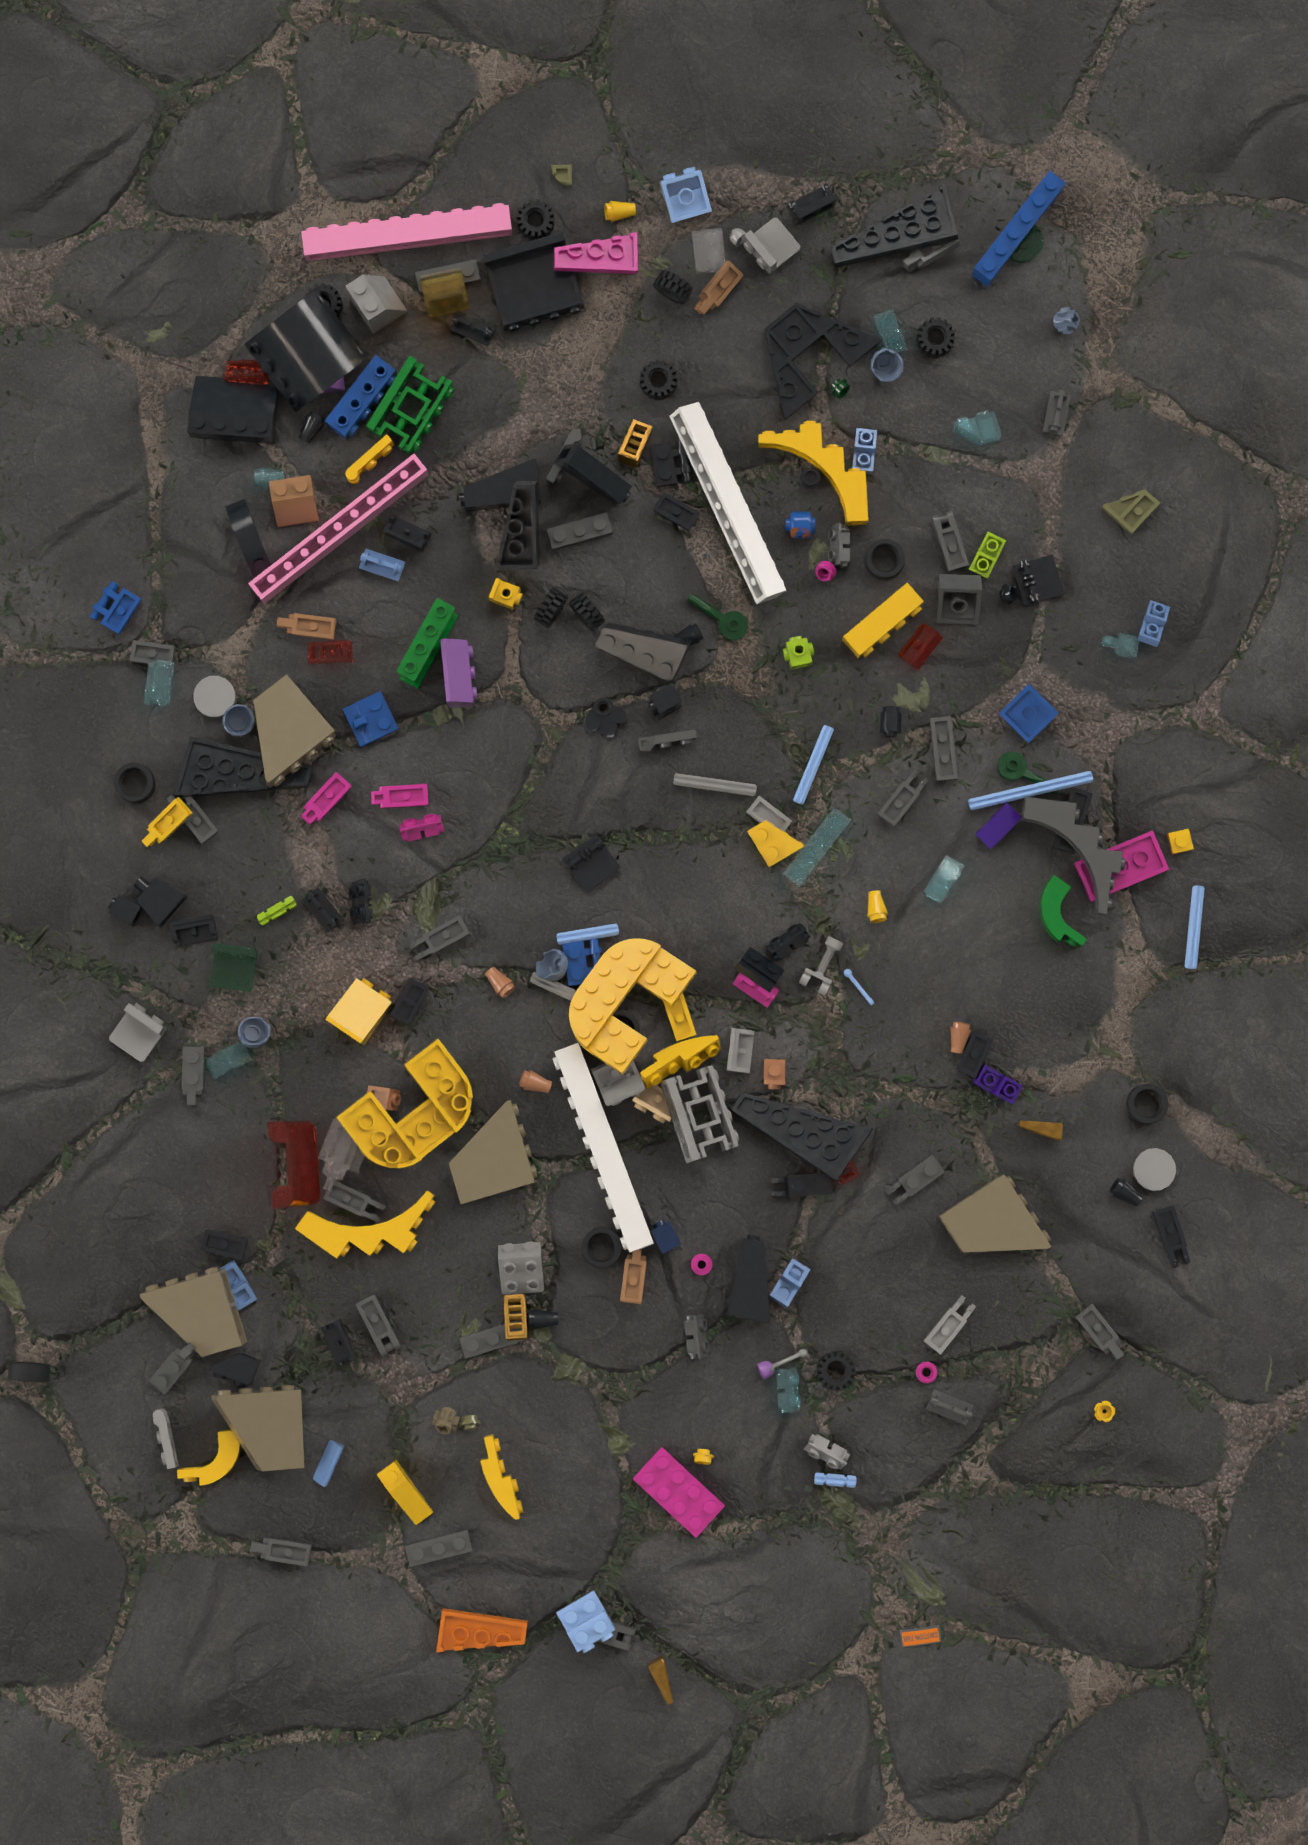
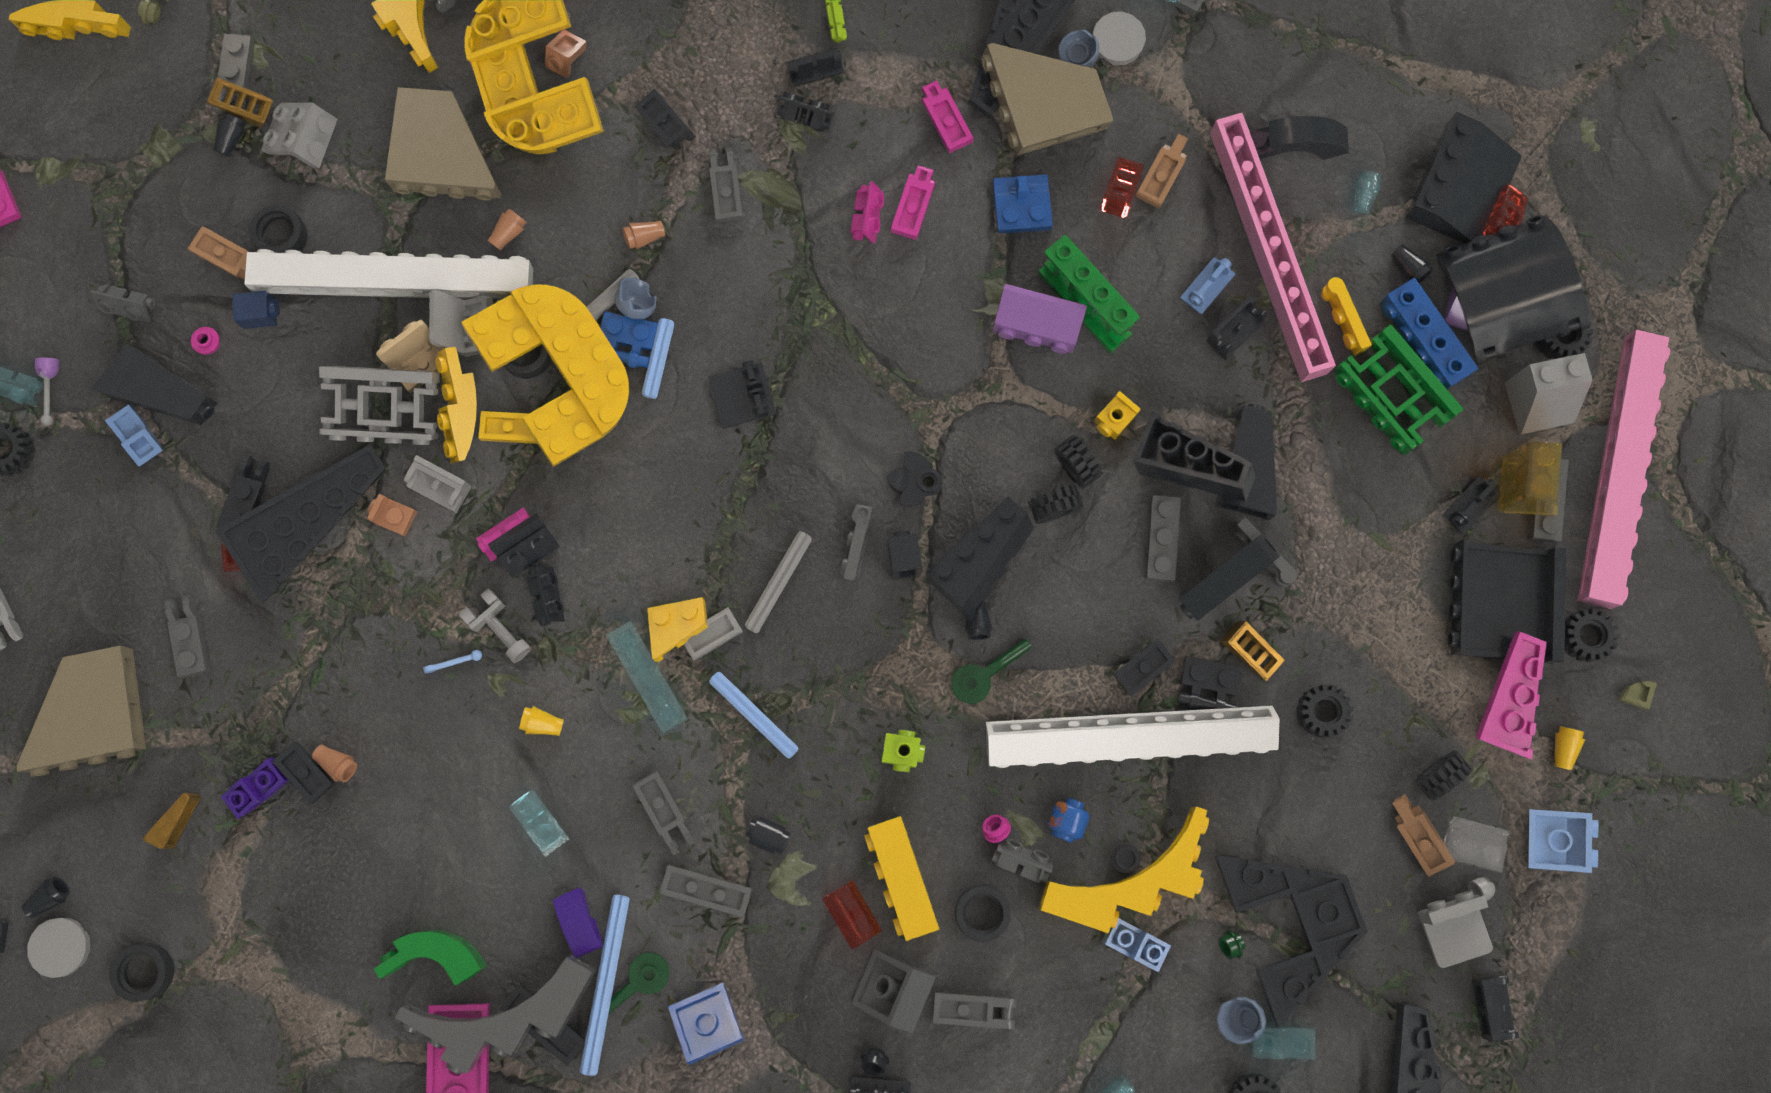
camera: 110 degrees right, 5 degrees down
(294, 501) = (1325, 210): medium nougat slope -> none
(360, 1010) = (673, 57): yellow slope -> none
(987, 554) = (938, 1054): lime slope -> none

